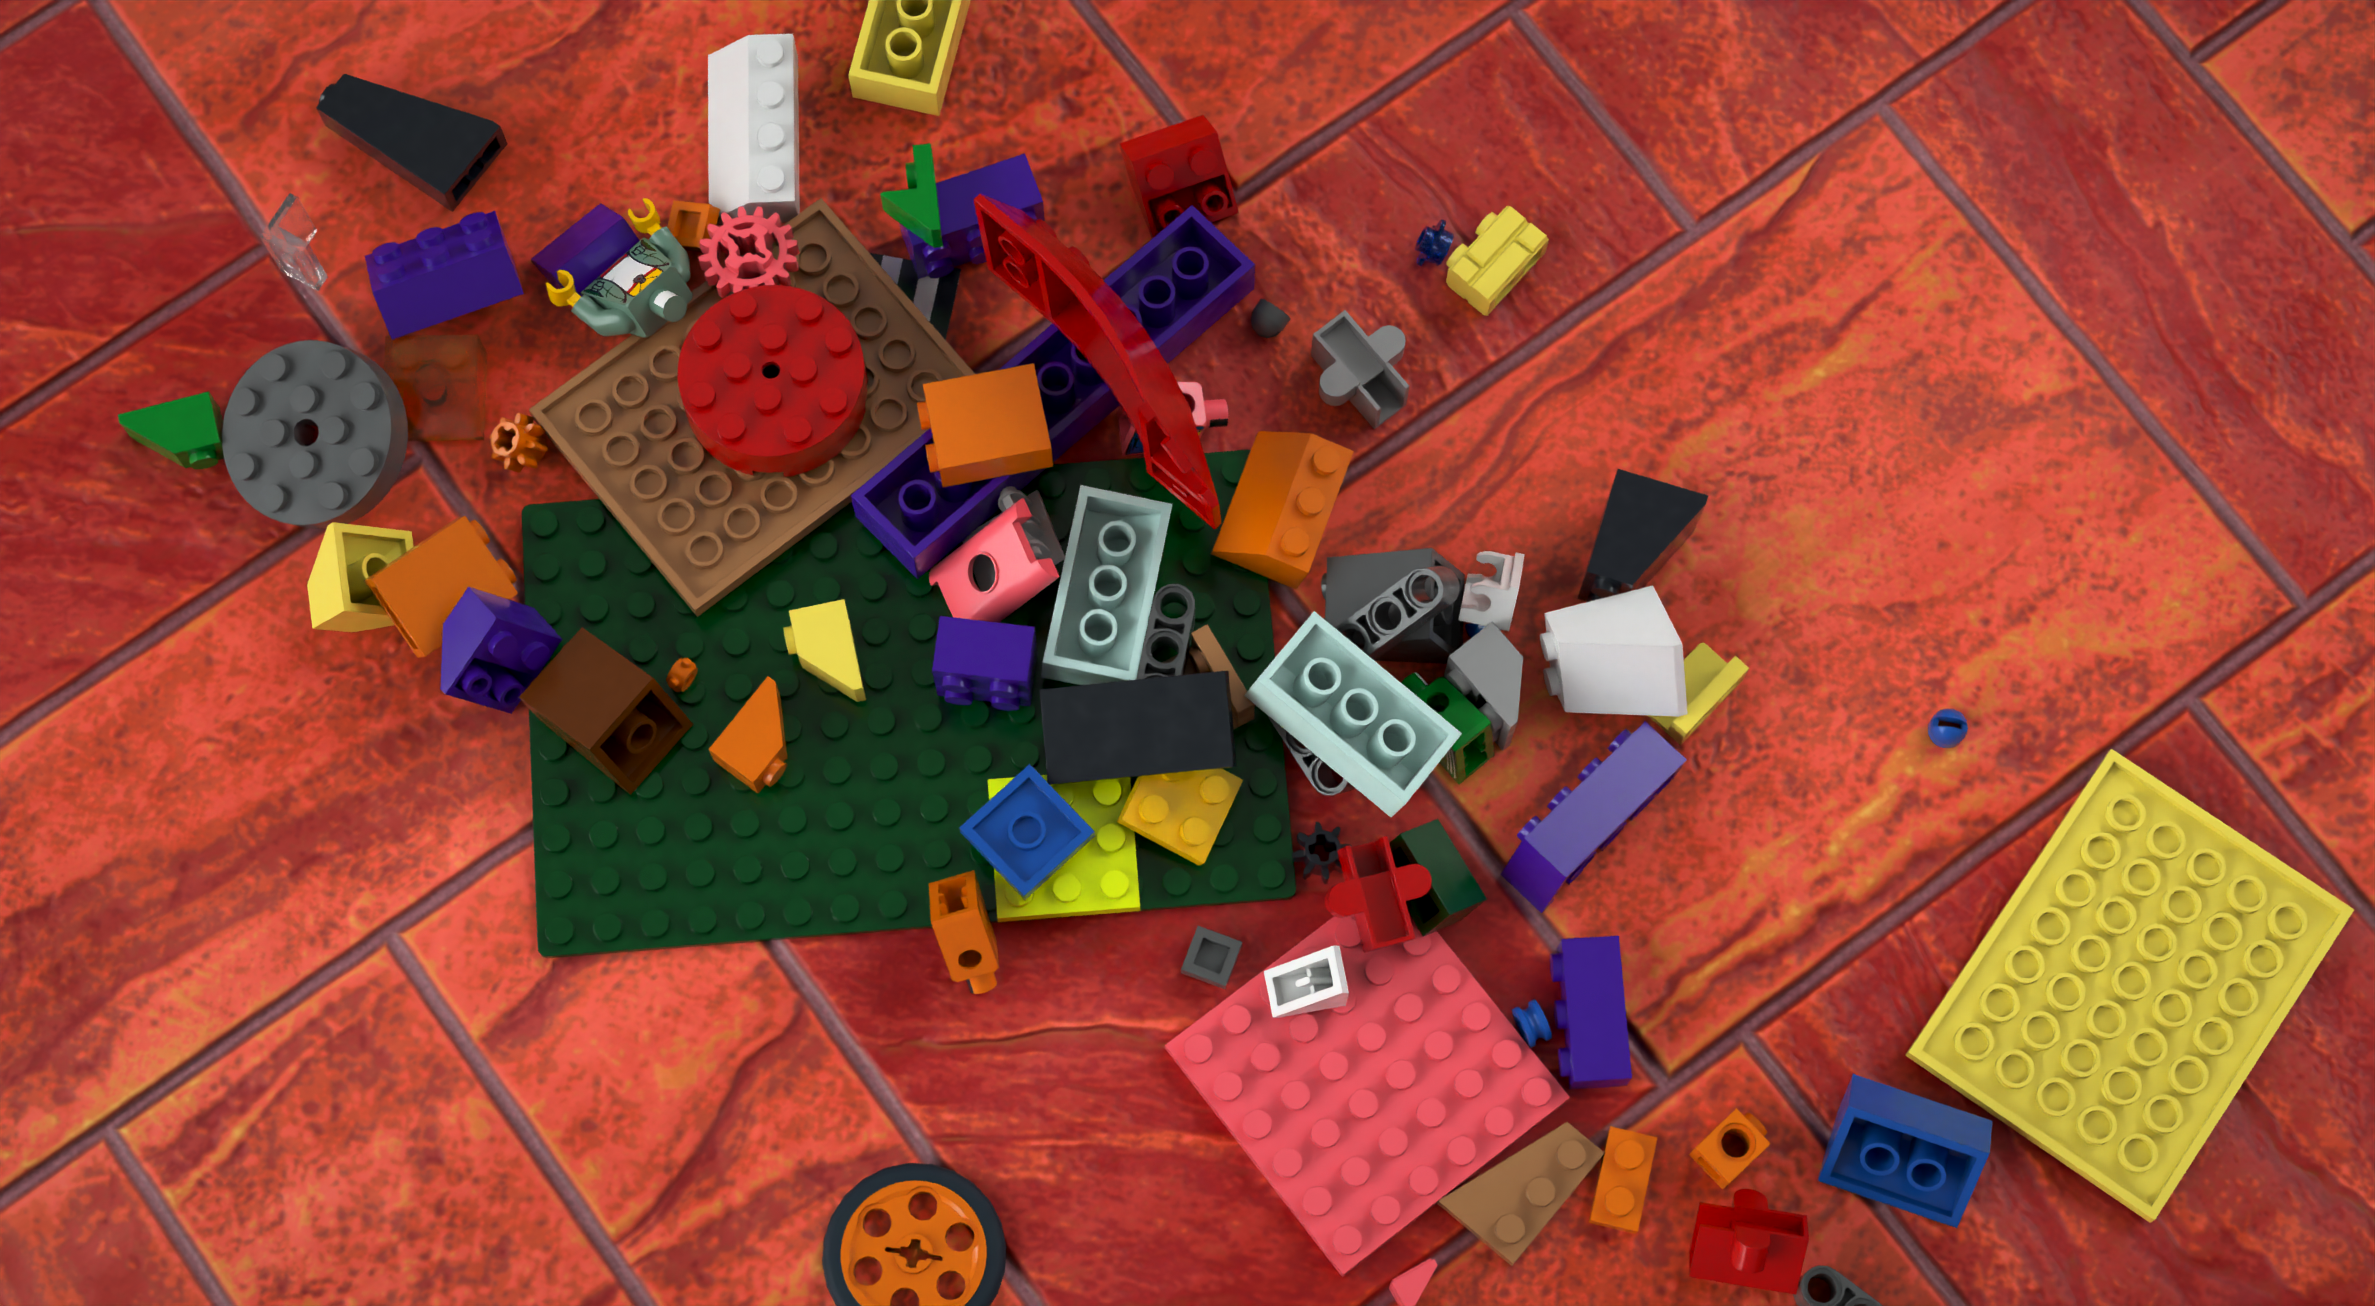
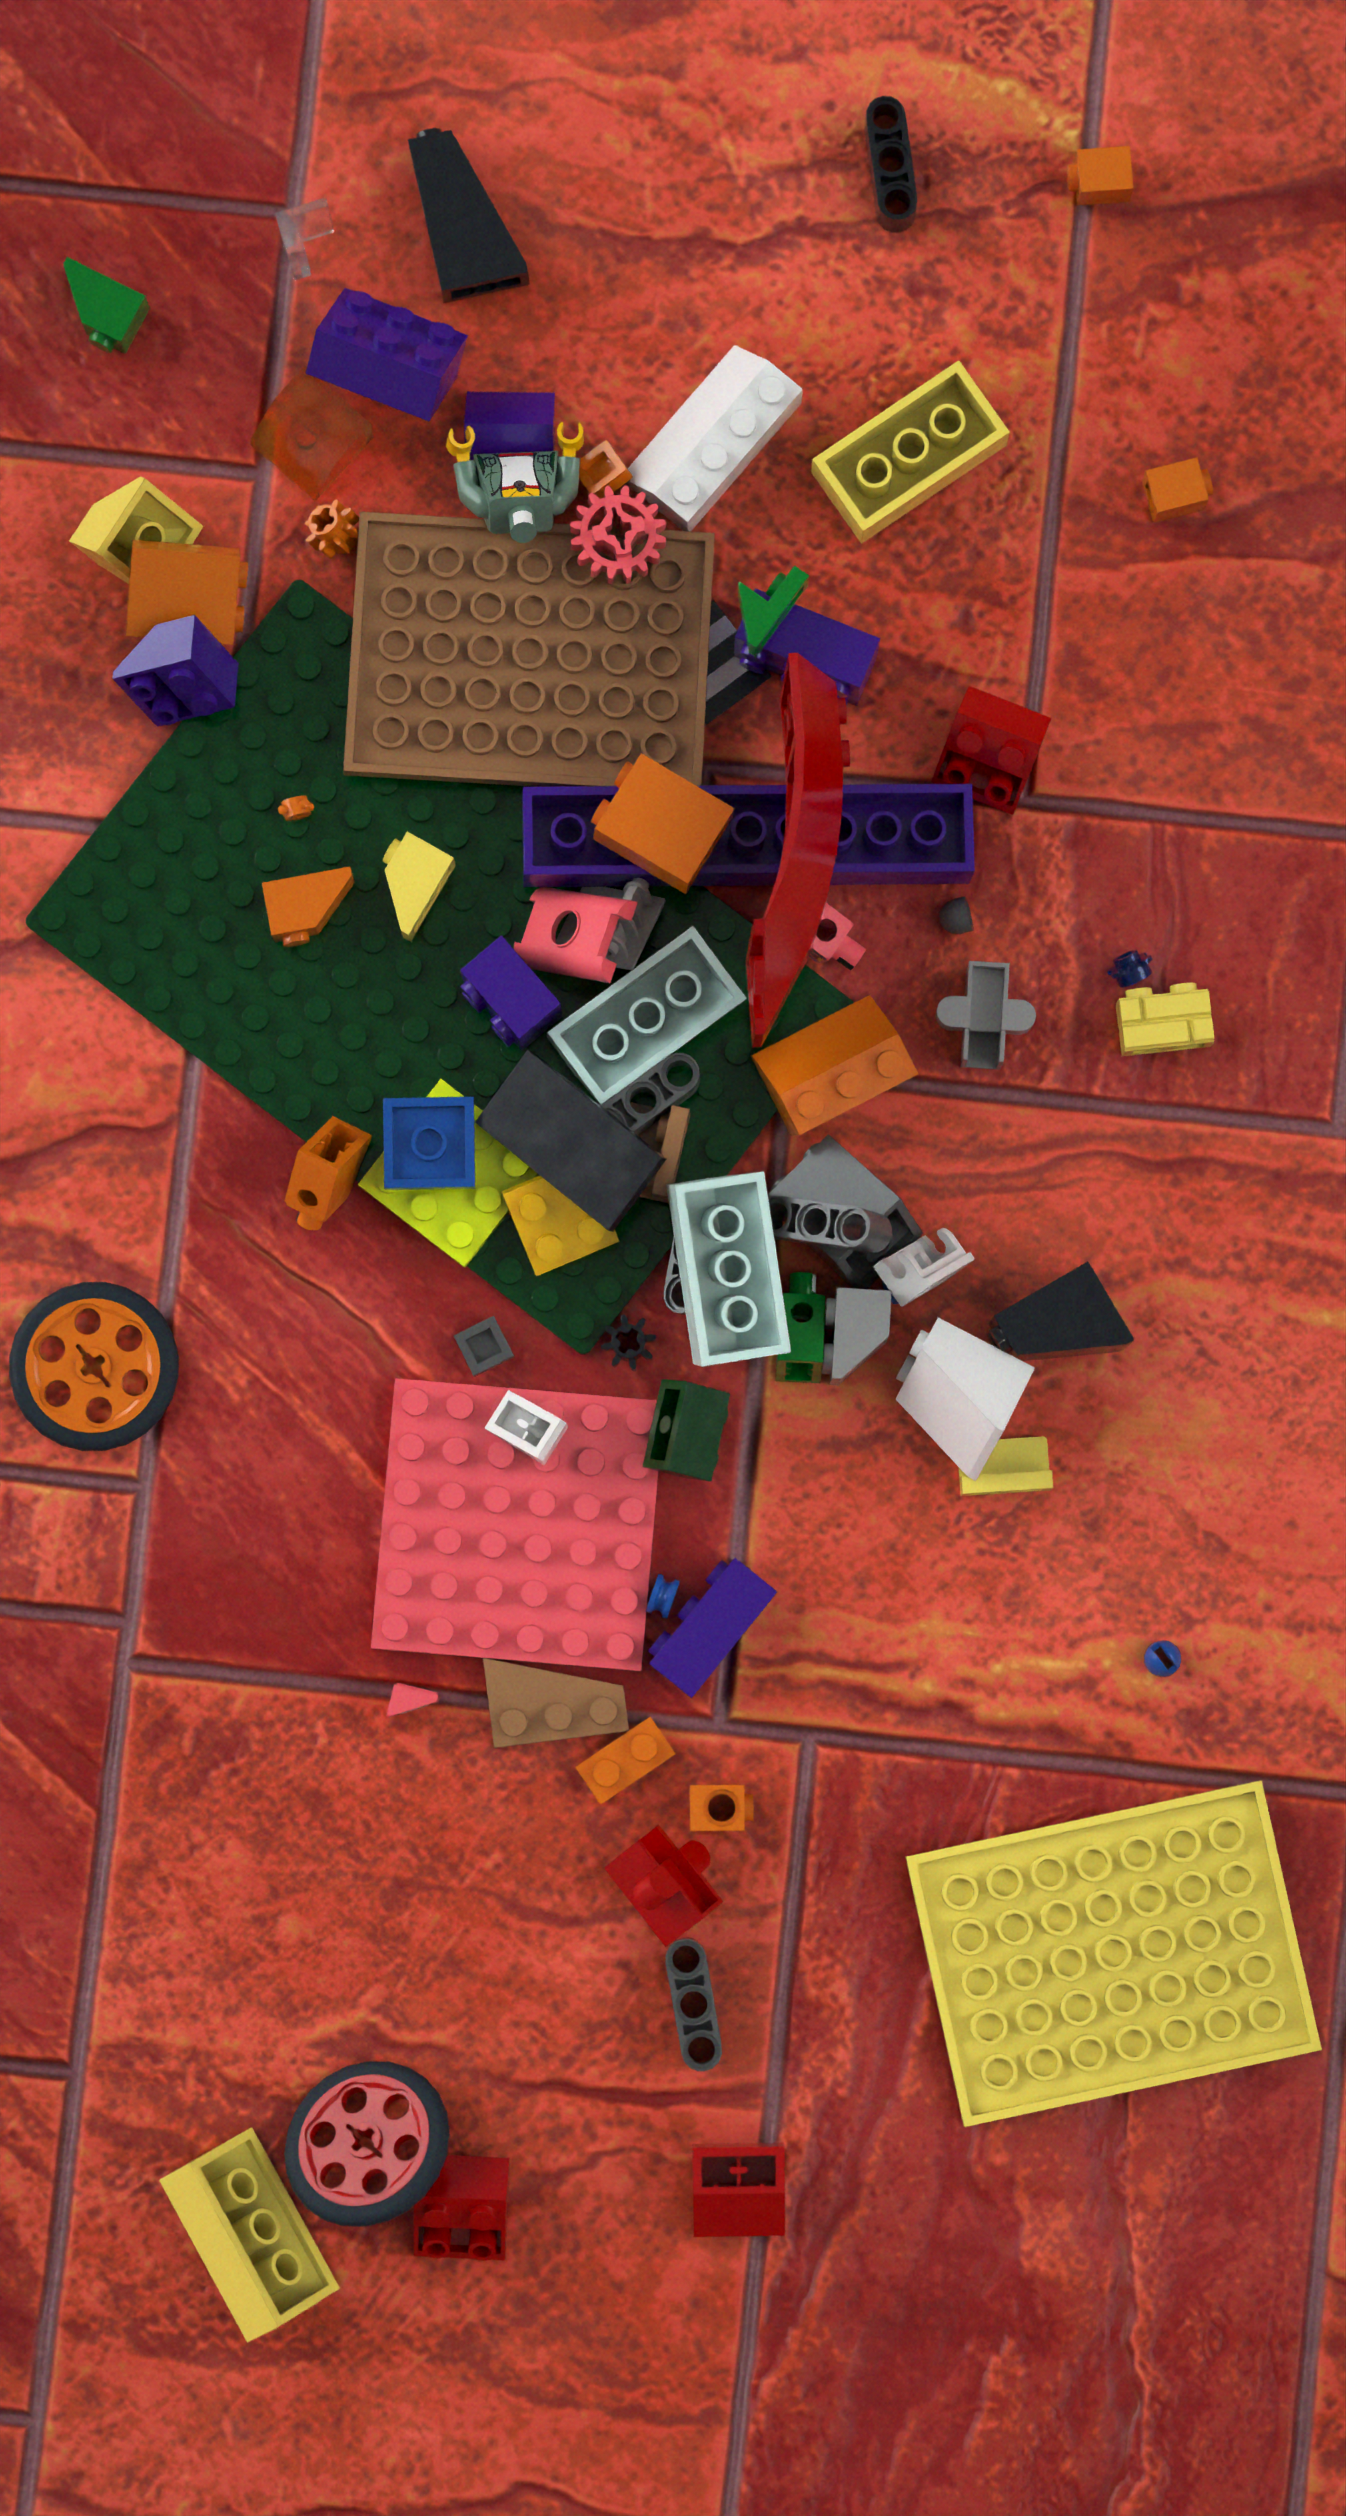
camera: 45 degrees right, 10 degrees up
(272, 434) = (161, 370): dark grey piece -> none
(606, 709) = (218, 787): reddish brown slope -> none
(773, 380) = (557, 607): red piece -> none
(1377, 893) = (630, 1409): red piece -> none
(1591, 814) = (844, 1488): dark purple wedge -> none
(1906, 1151) = (839, 1921): blue slope -> none

